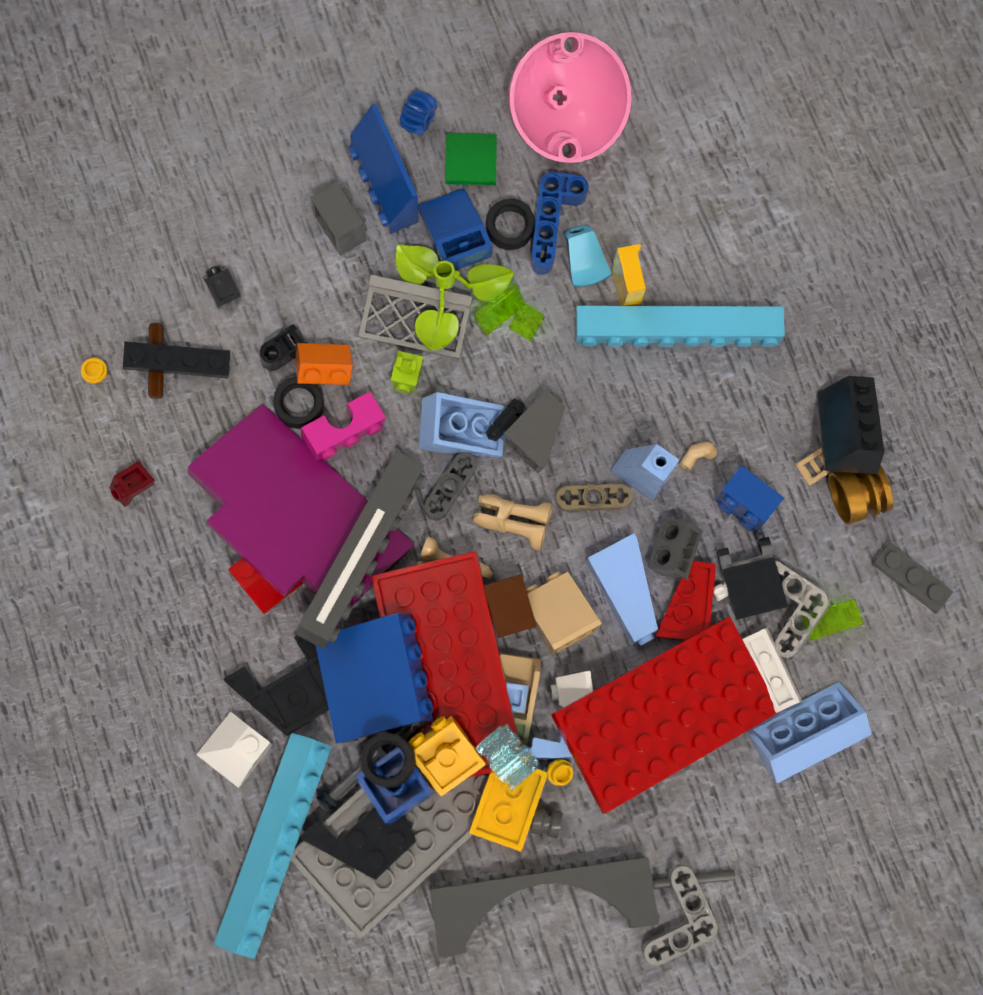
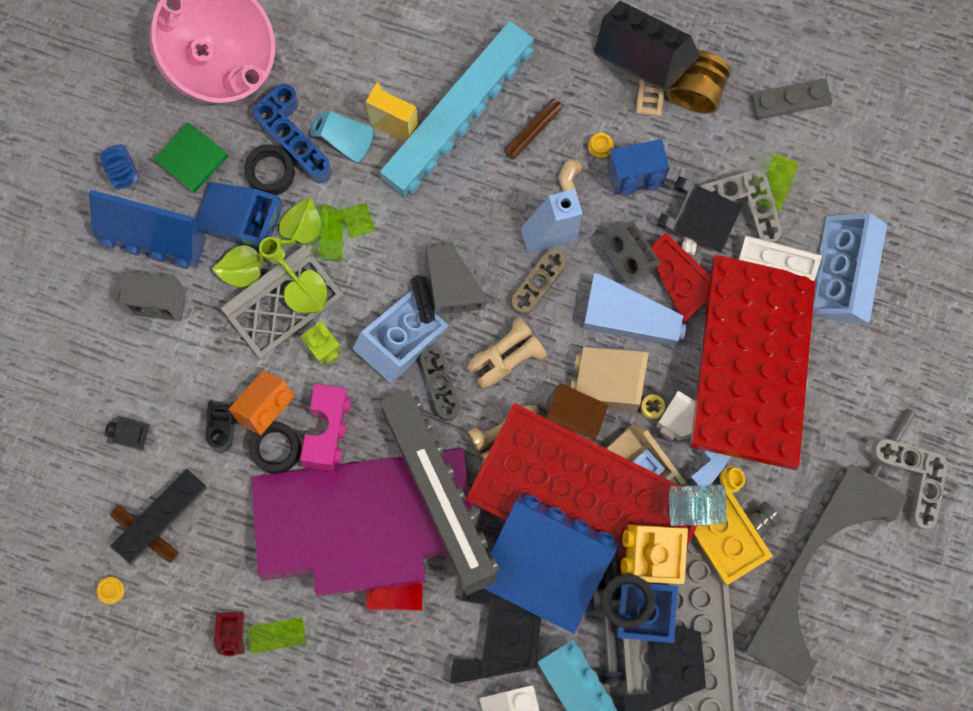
camera: 45 degrees left, 0 degrees up
(157, 521) = (277, 636): none -> clear neon green slope
(573, 659) = (651, 399): none -> light yellow bush
(713, 395) = (533, 128): none -> reddish brown axle
(744, 456) = (600, 145): none -> yellow plate

